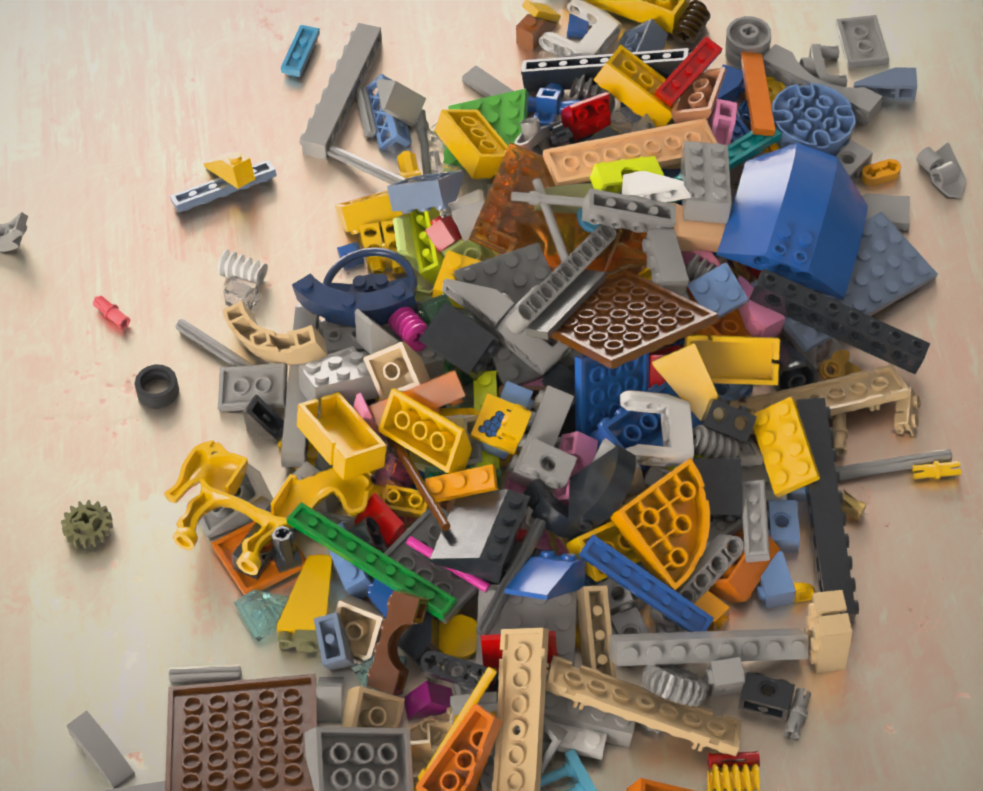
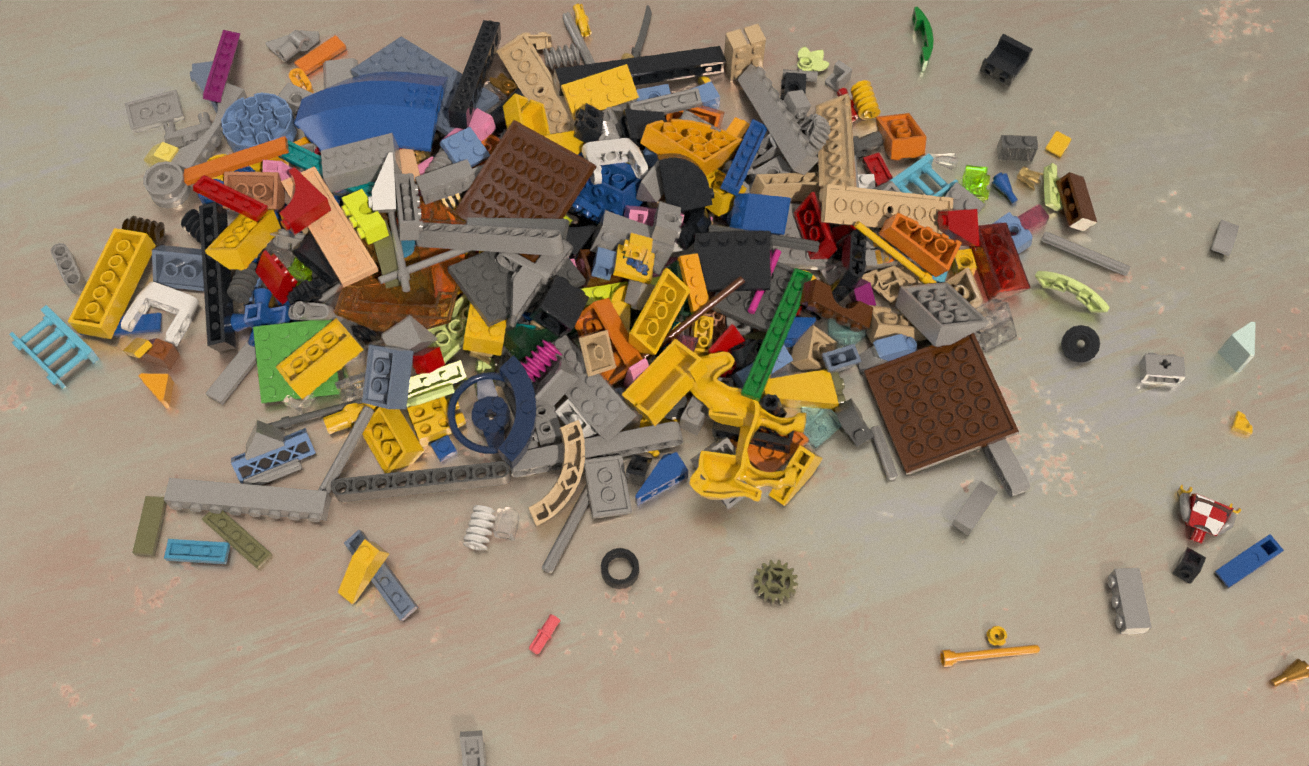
camera: 105 degrees left, 10 degrees up
(207, 572) = (806, 464): none -> yellow slope
(248, 440) = (667, 473): none -> blue slope
(251, 636) = (853, 422): none -> dark grey brick
(303, 84) = (238, 538): none -> olive tile
(316, 218) = (413, 477): none -> dark grey beam
(329, 703) = (895, 346): none -> medium blue slope
(339, 18) = (149, 526): none -> olive tile
(491, 28) = (160, 385): none -> light orange slope
(614, 770) = (875, 165): none -> red plate
(659, 758) = (866, 143): none -> dark grey piece
(661, 130) = (306, 205): none -> red arch
(785, 762) = (840, 76): none -> light grey panel
(792, 41) = (161, 153): none -> light yellow slope
(823, 739) = (811, 60): none -> yellowish green plate
(872, 524) = (636, 51): none -> dark grey sword
(873, 435) = (561, 56): none -> light grey piece
(907, 92) = (221, 66): none -> magenta plate
(921, 194) = (320, 54): none -> orange tile

